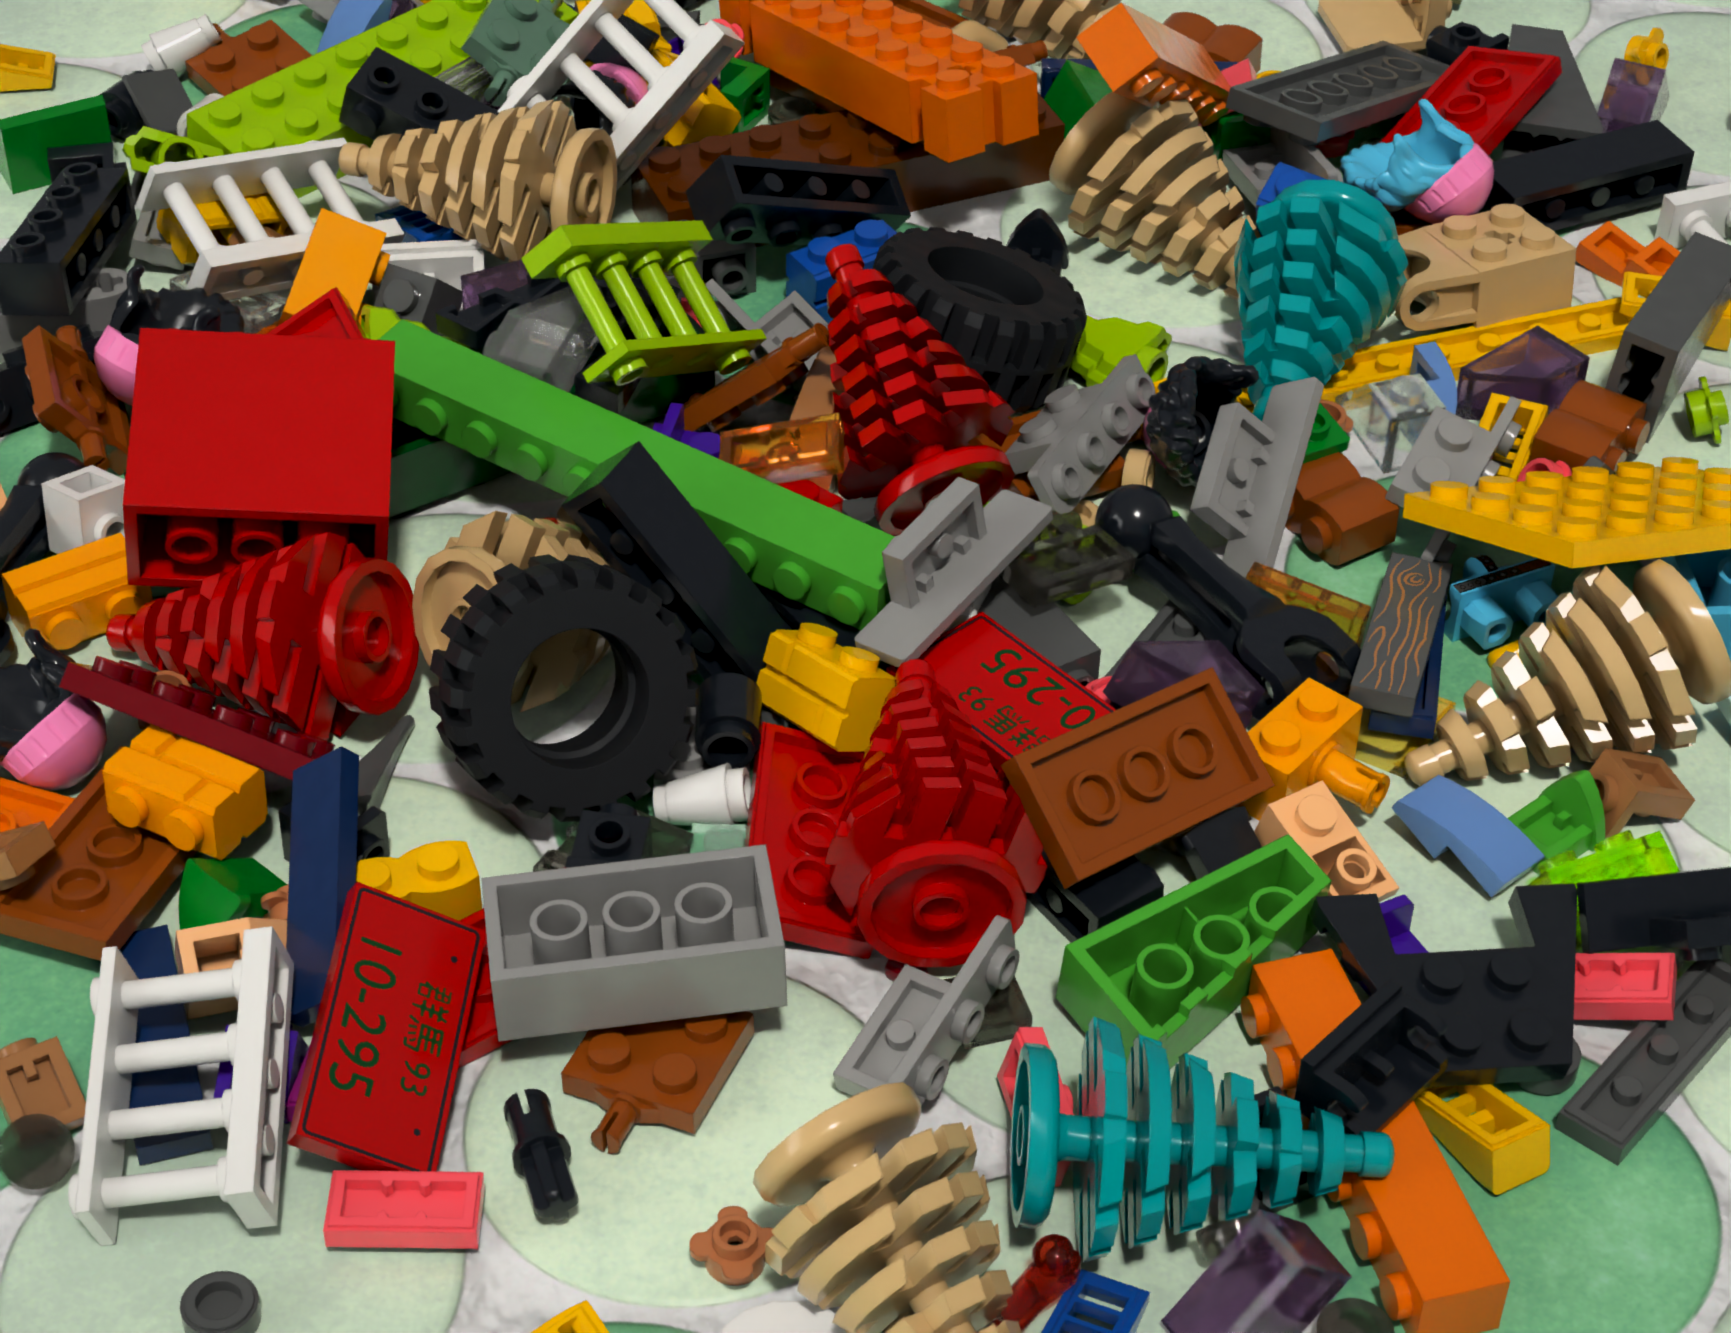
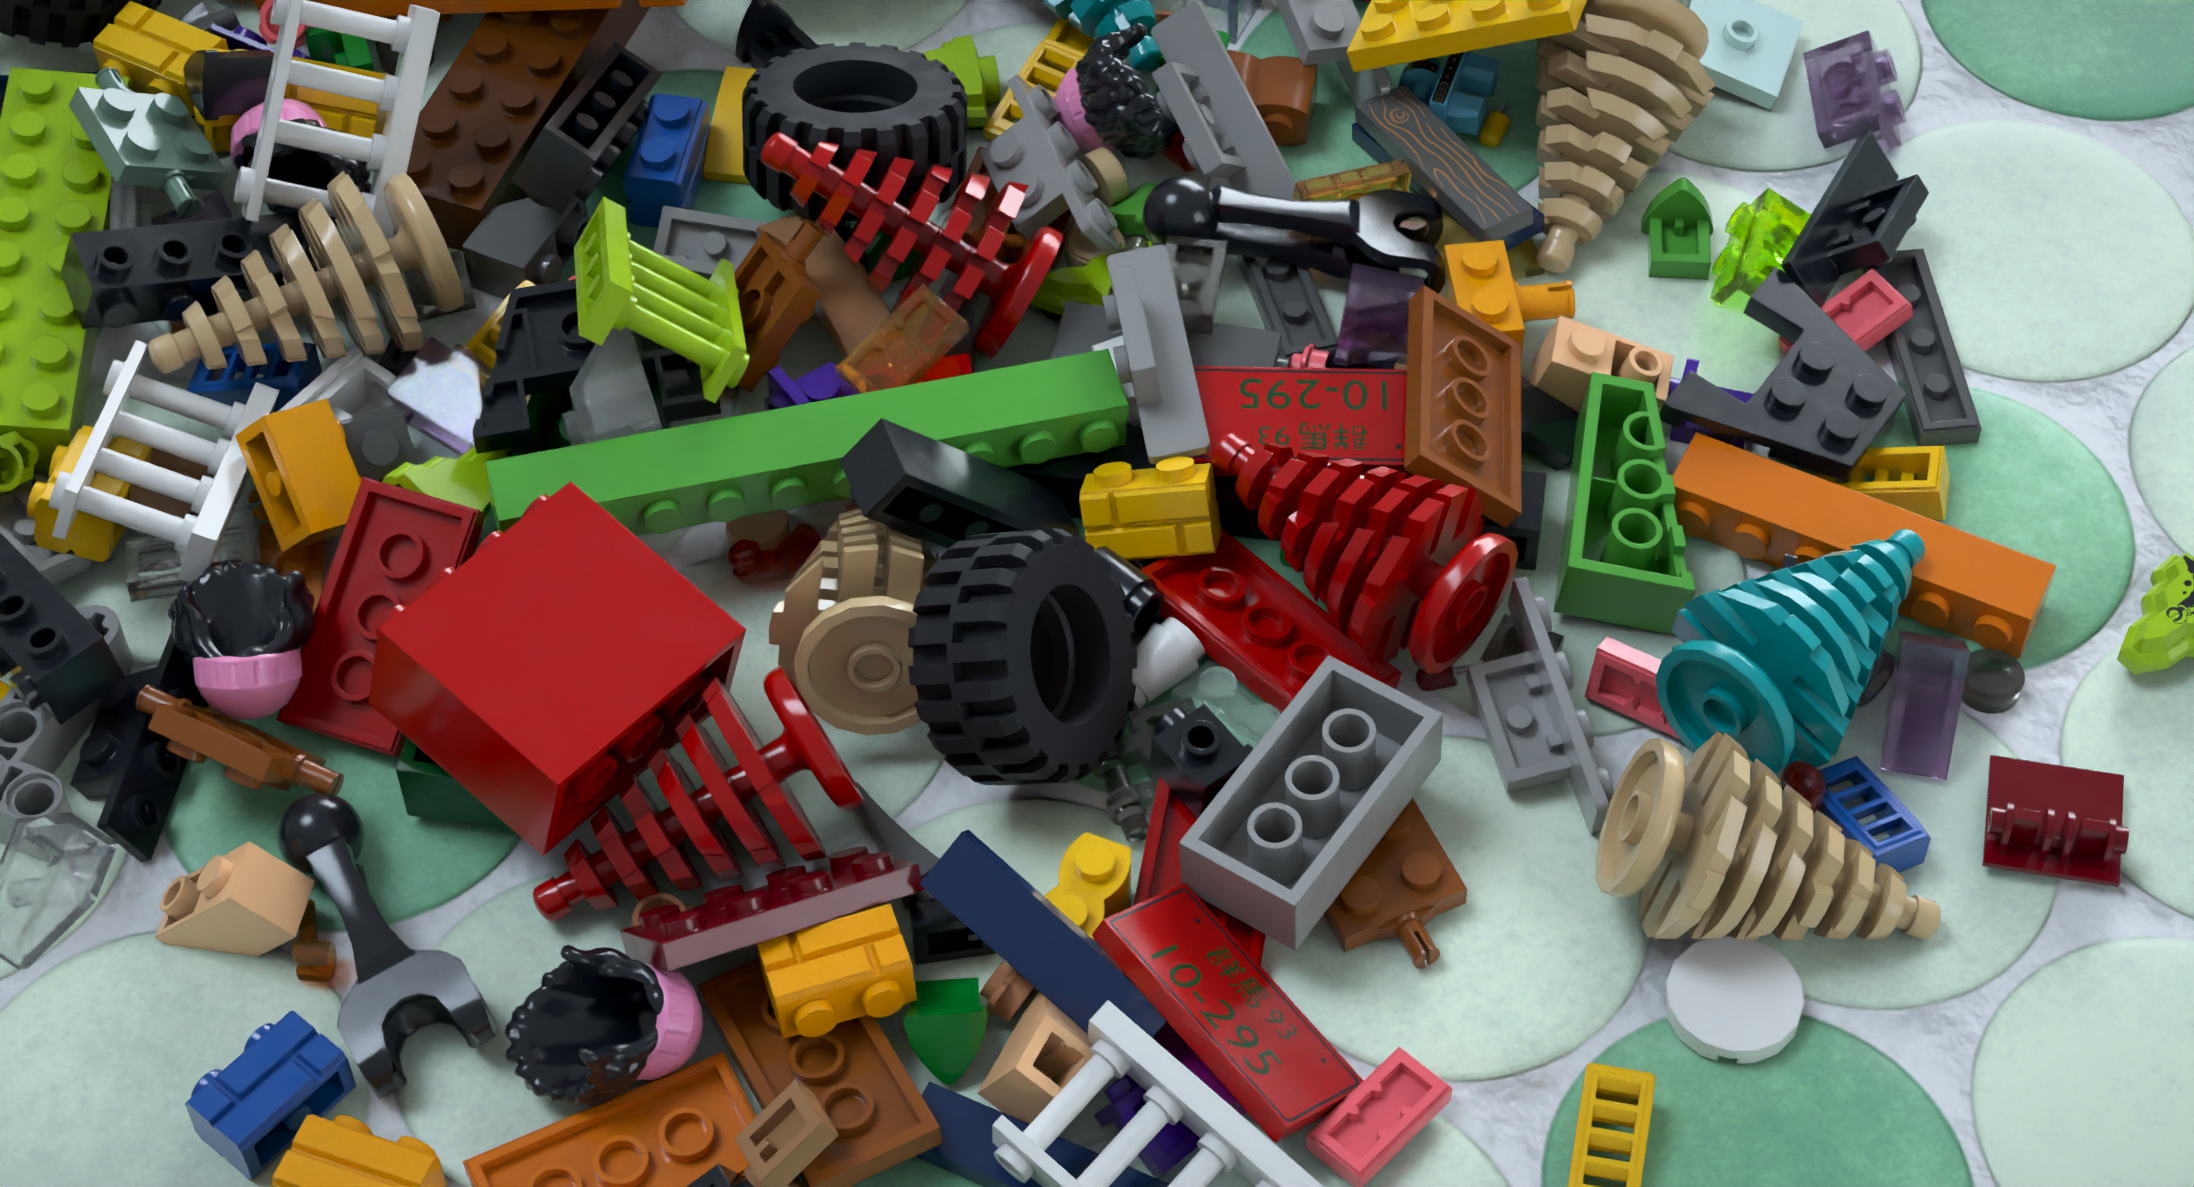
camera: 45 degrees left, 10 degrees up
(73, 592) = (475, 898): light orange brick -> none
(82, 507) = (395, 831): white brick -> none
(541, 1155) = (1409, 1003): black axle -> none
(727, 1262) = (1596, 965): nougat plate -> none
(1373, 1062) = (1832, 488): black hinge -> none
(1481, 837) = (1631, 278): medium blue slope -> none
(1638, 786) = (1702, 163): medium nougat bracket -> none

